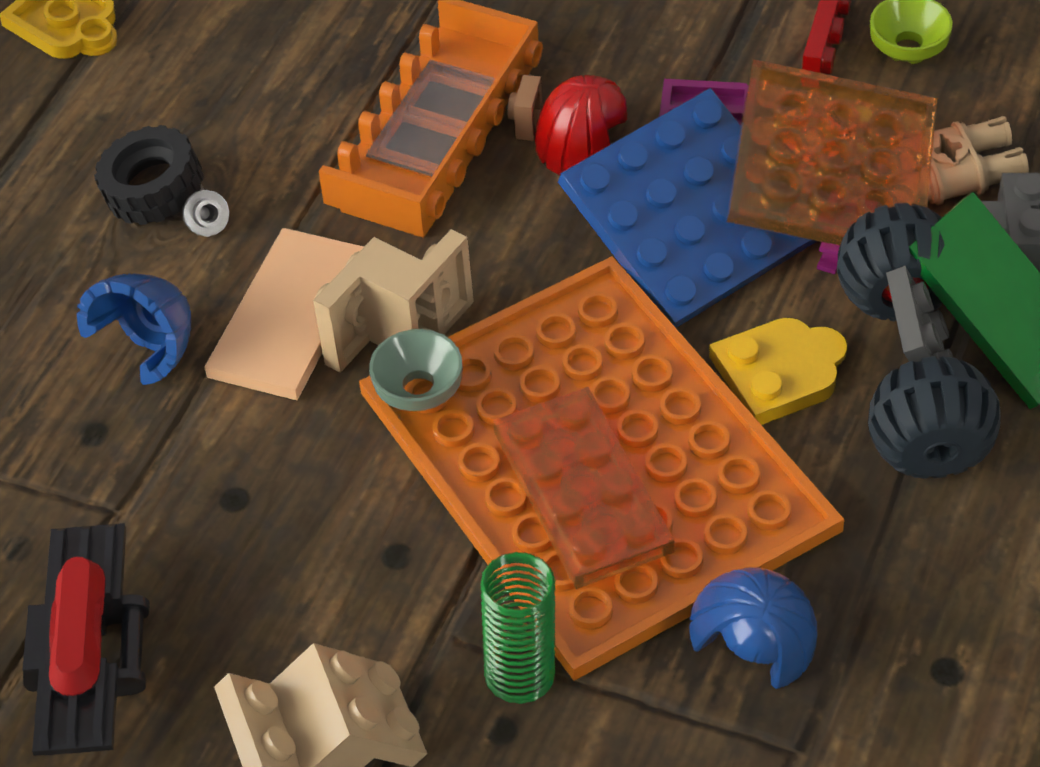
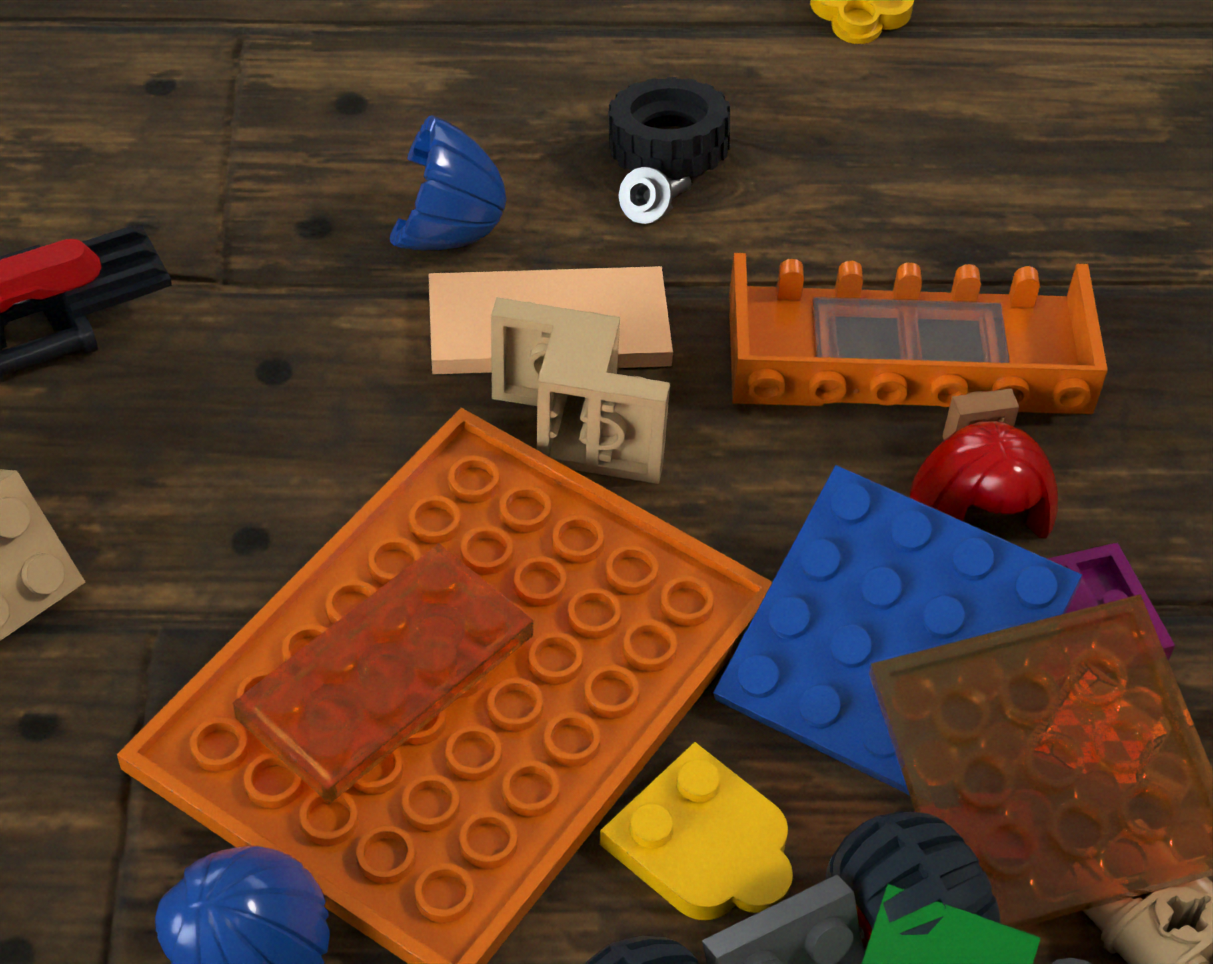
camera: 60 degrees right, 0 degrees up
(416, 356) = (471, 423): sand green piece -> none
(518, 641) = (110, 665): green piece -> none

